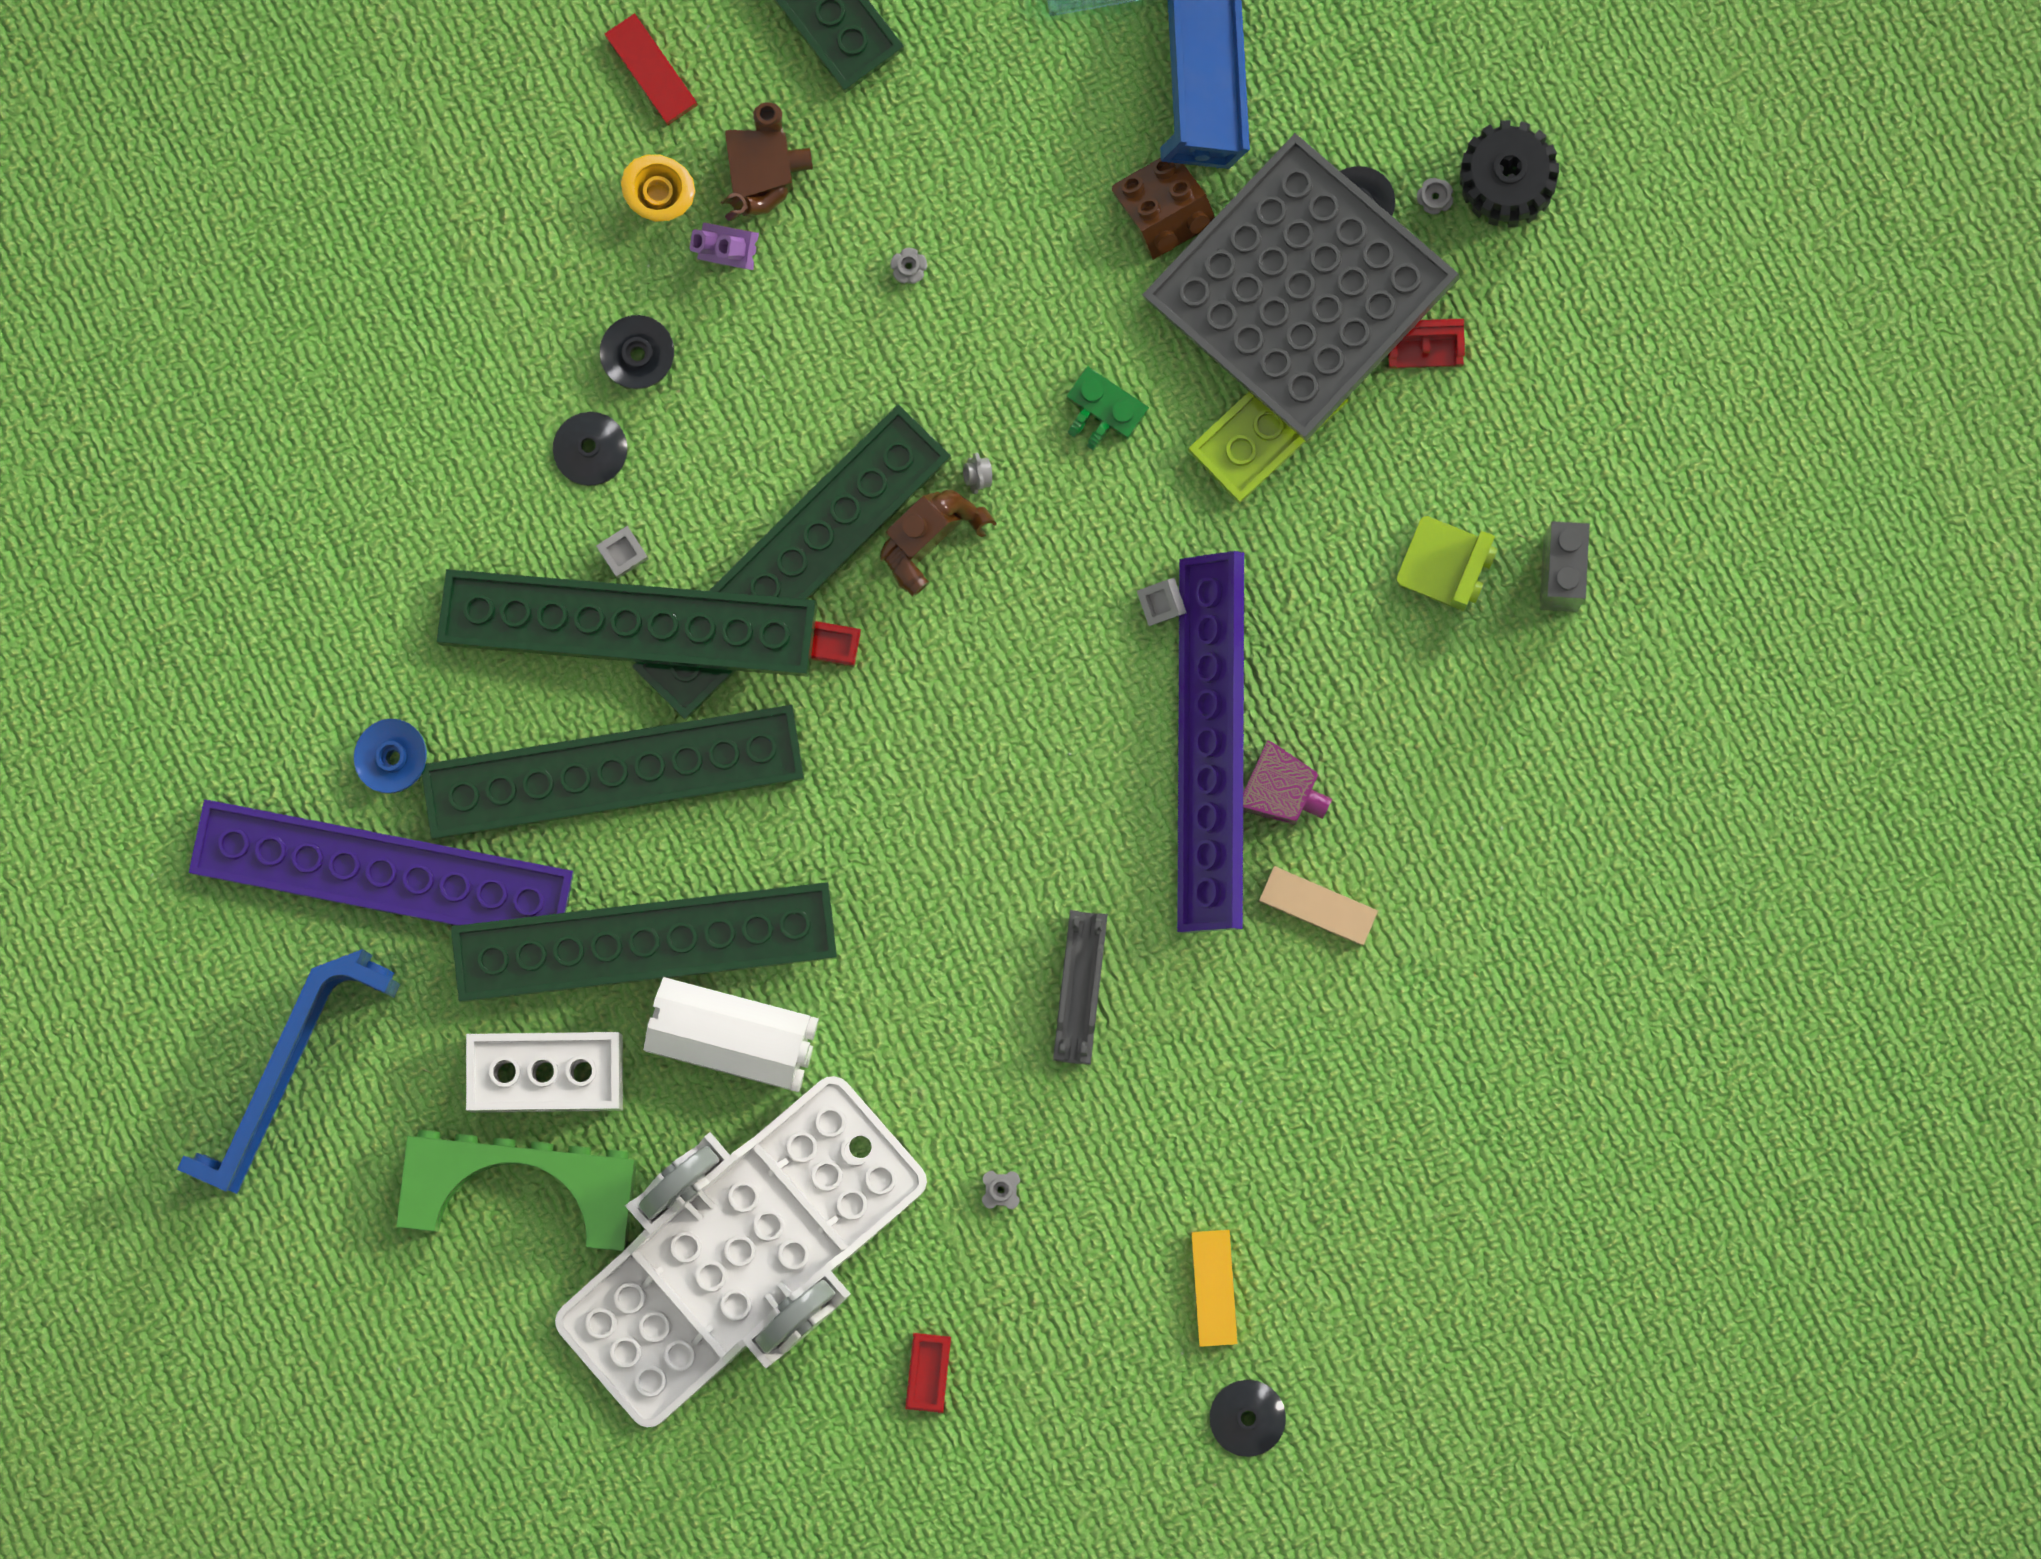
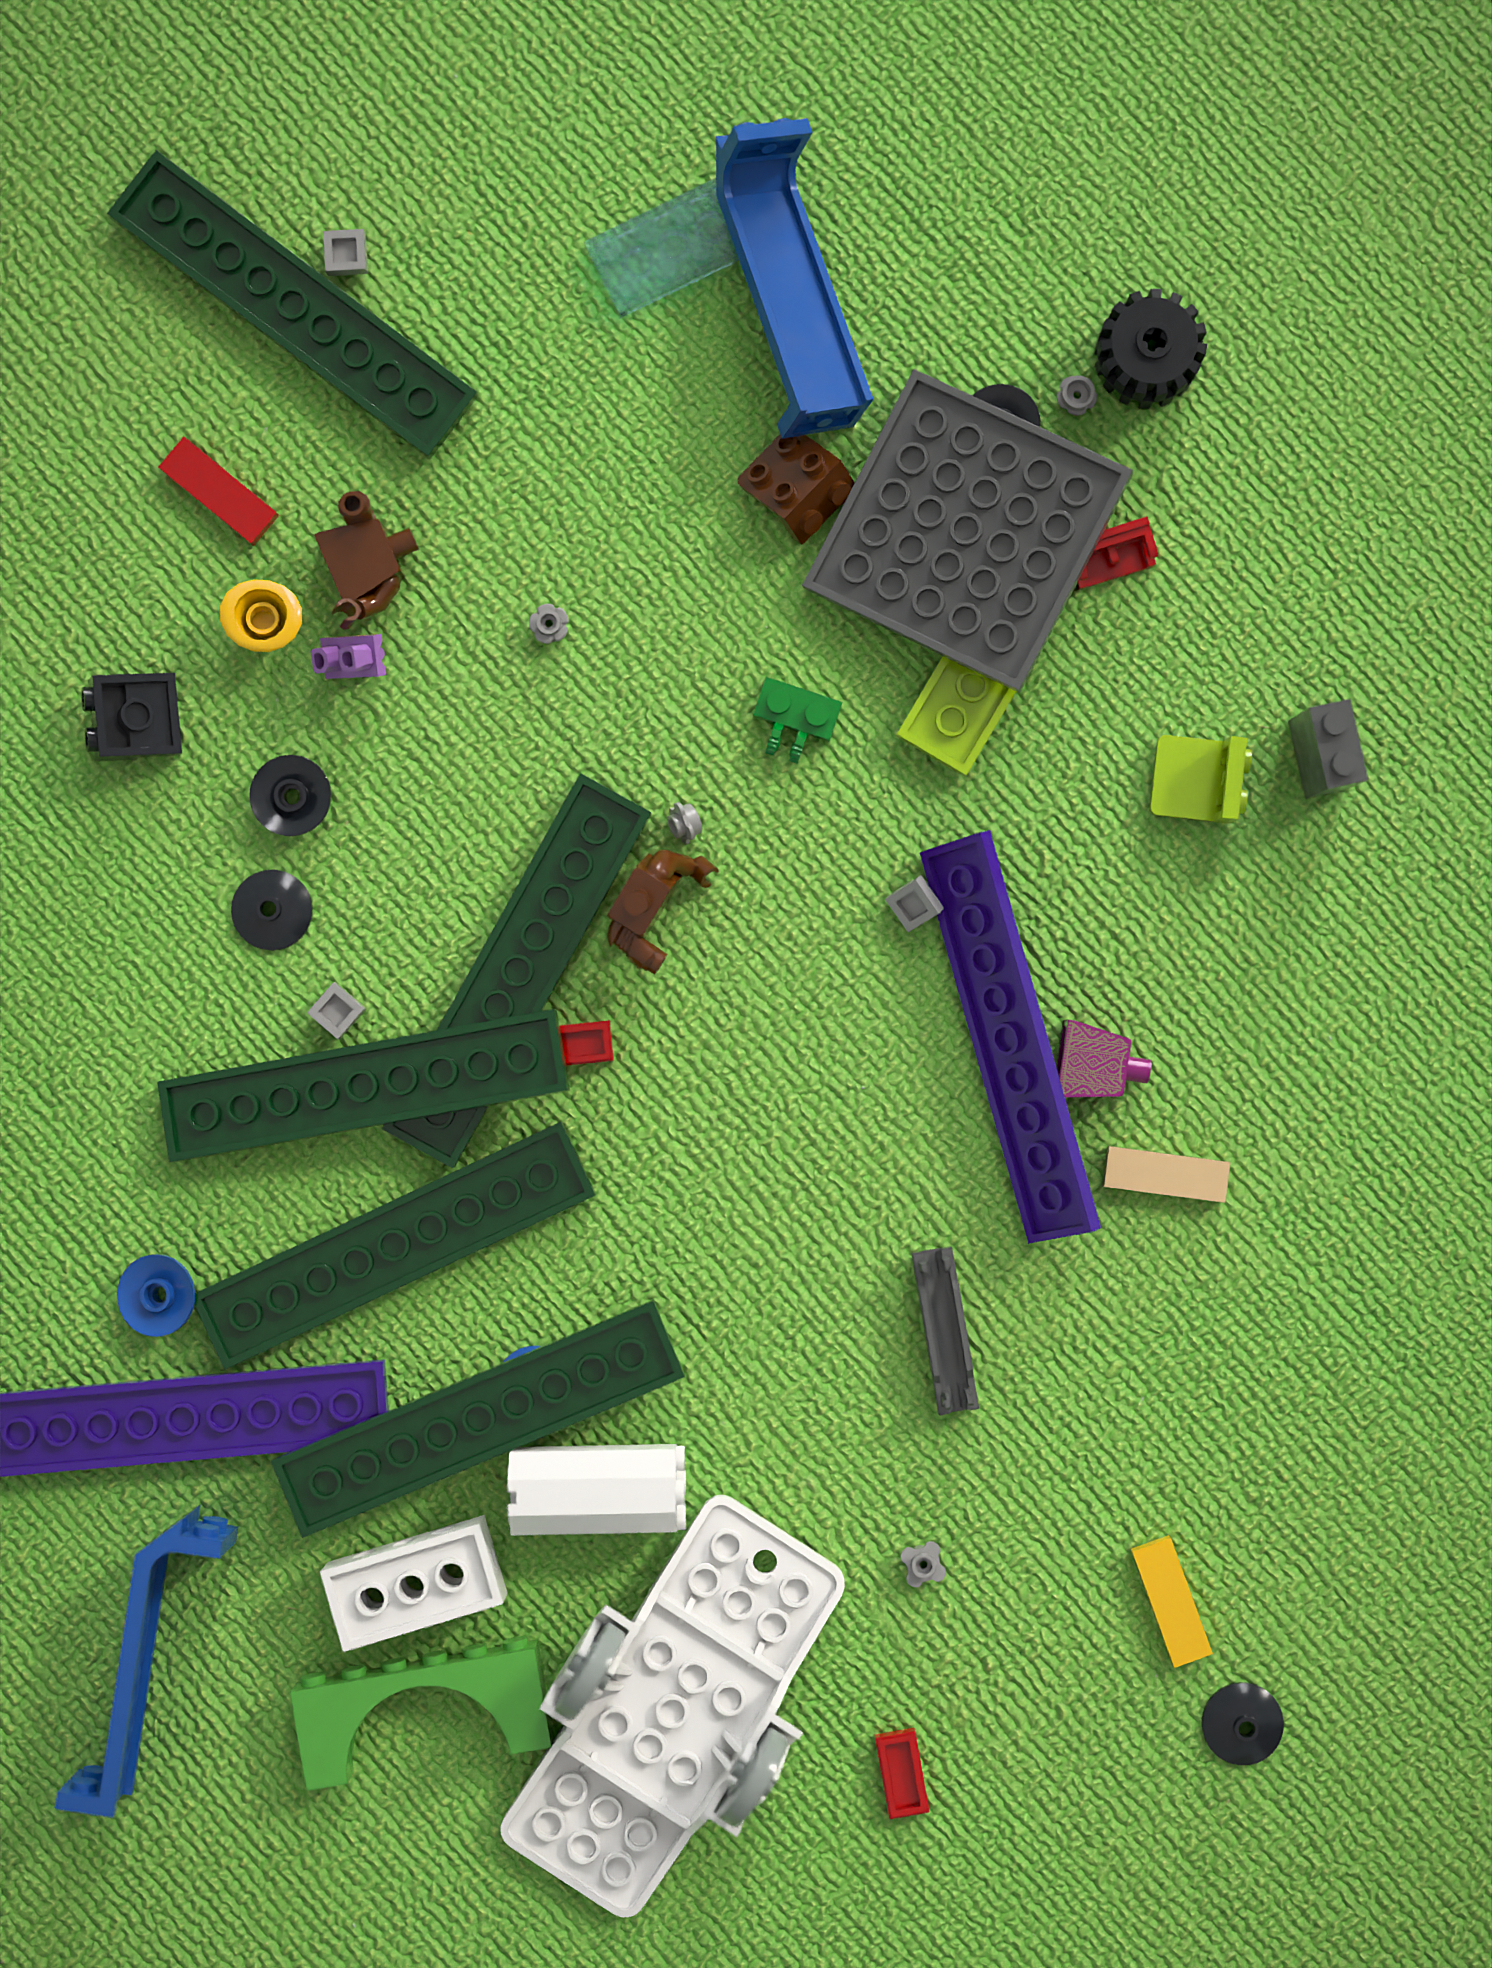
camera: 25 degrees left, 5 degrees up
(518, 244) = (132, 716): none -> black plate

